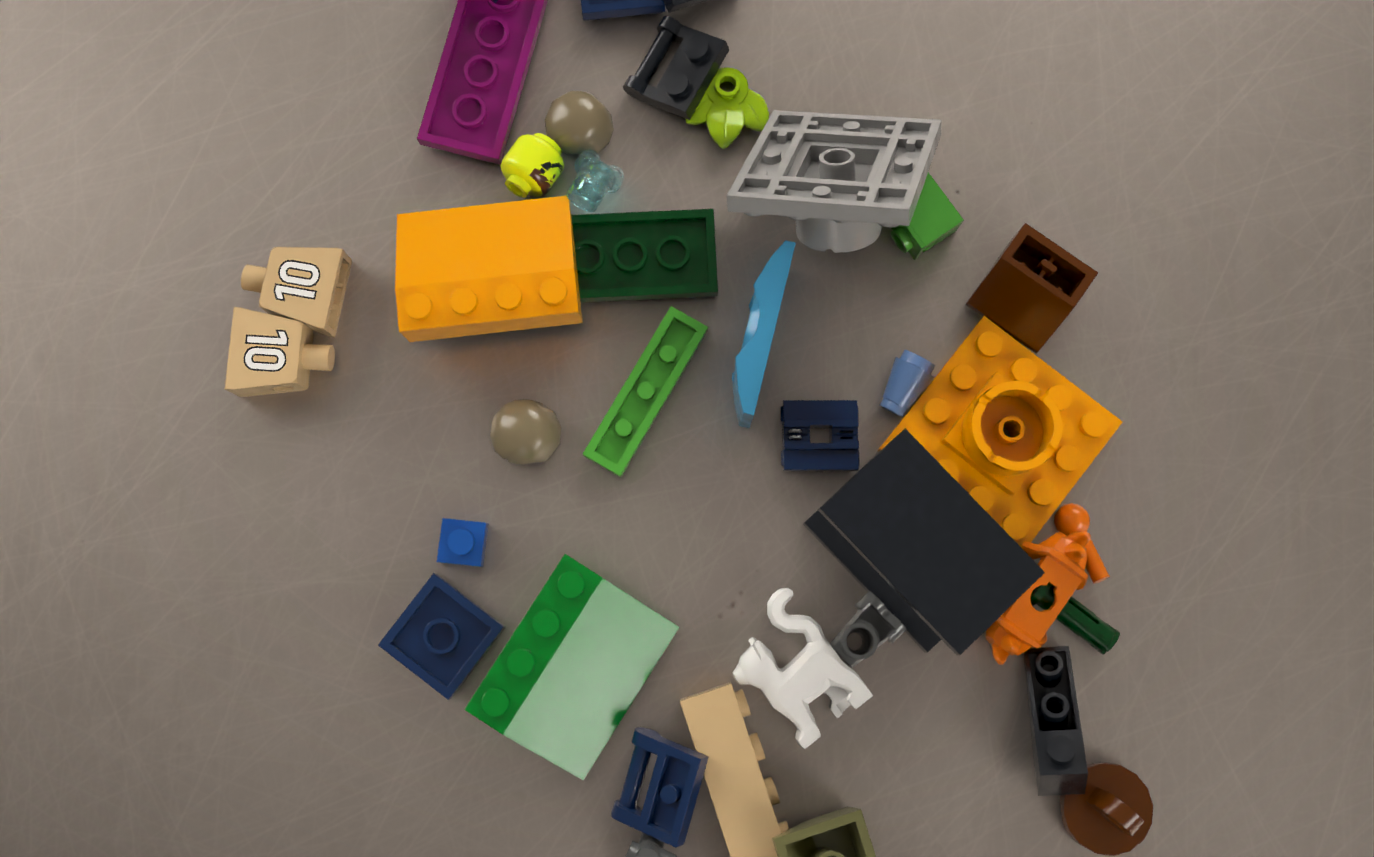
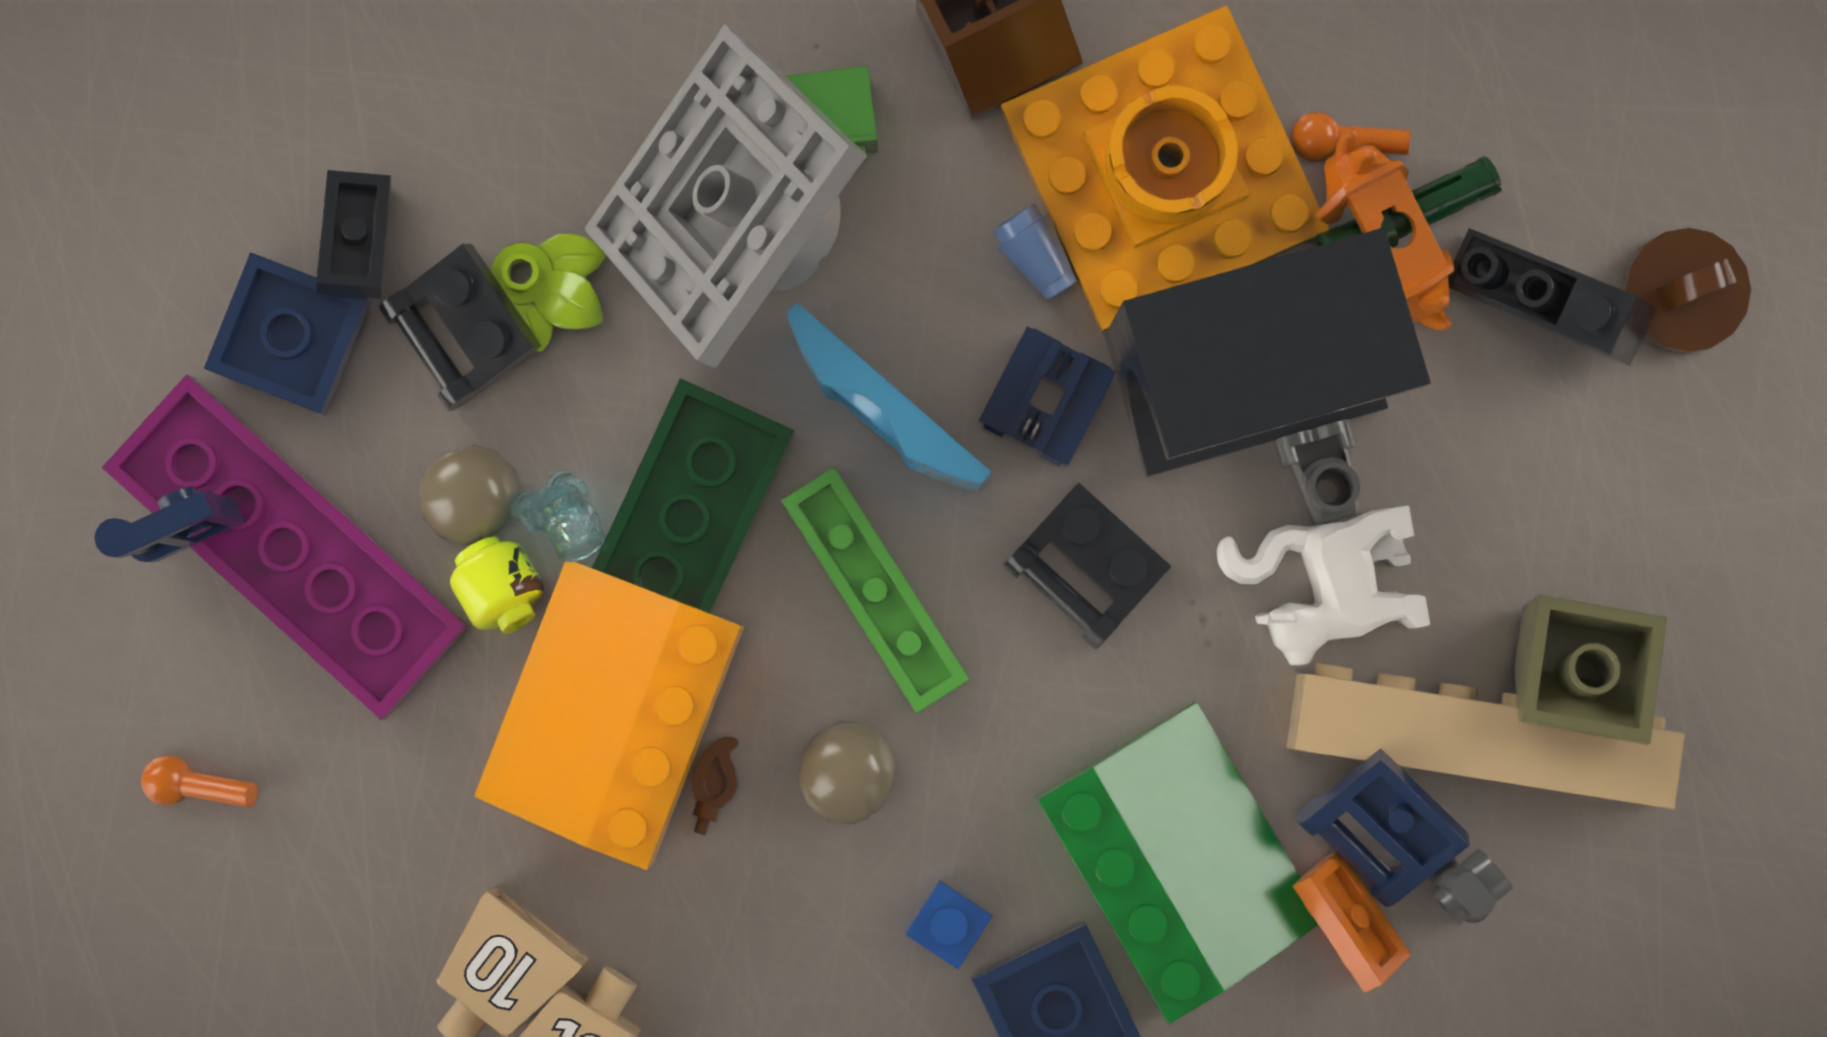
camera: 60 degrees left, 5 degrees up
(322, 42) = (170, 780): none -> orange bar
(479, 355) = (714, 782): none -> reddish brown piece
(590, 797) = (1352, 921): none -> orange plate
(743, 518) = (1101, 550): none -> black plate

